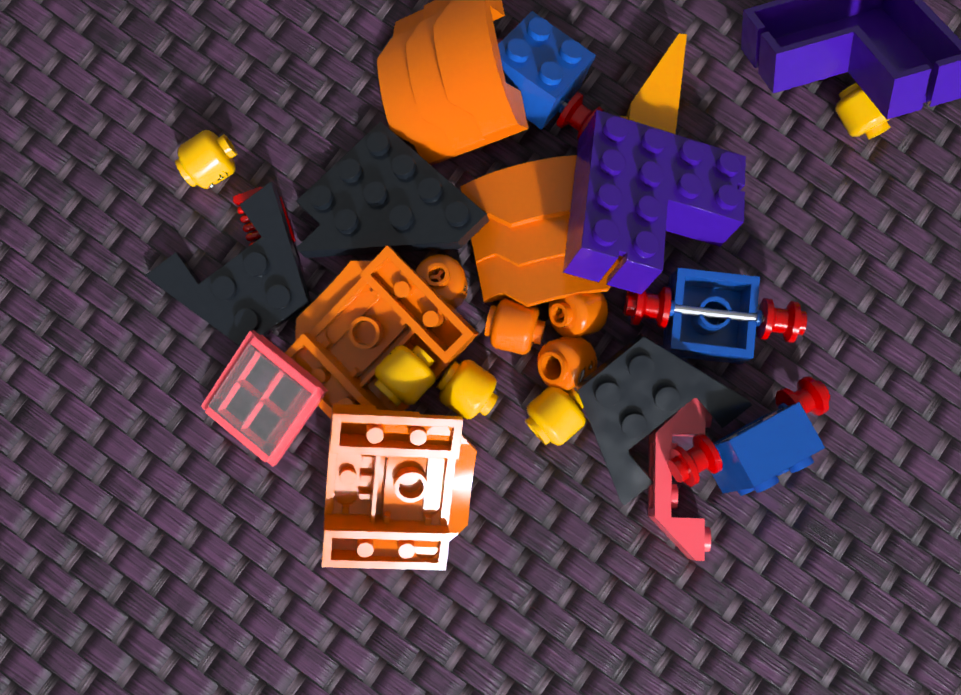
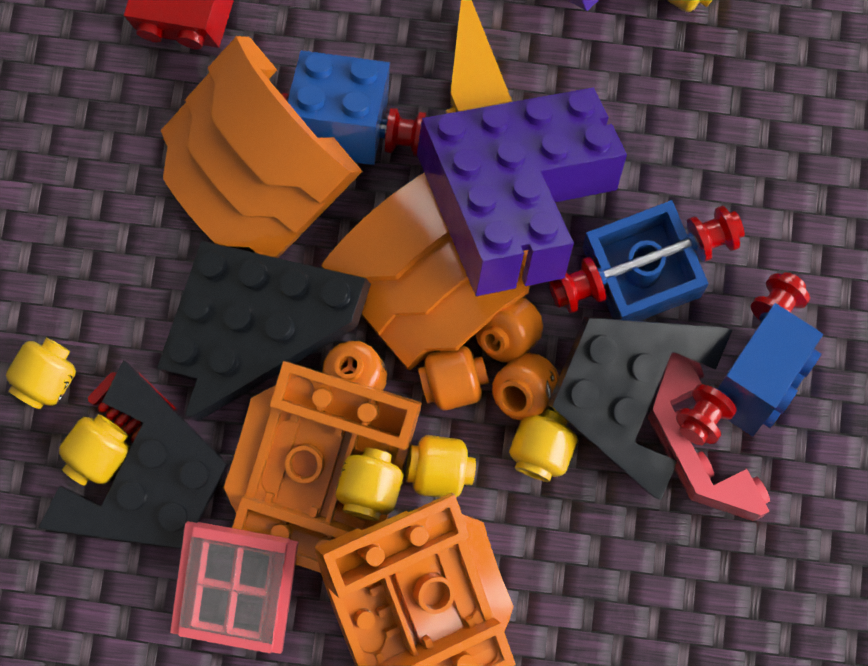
camera: 25 degrees left, 5 degrees down
(214, 238) = (93, 450): none -> yellow head

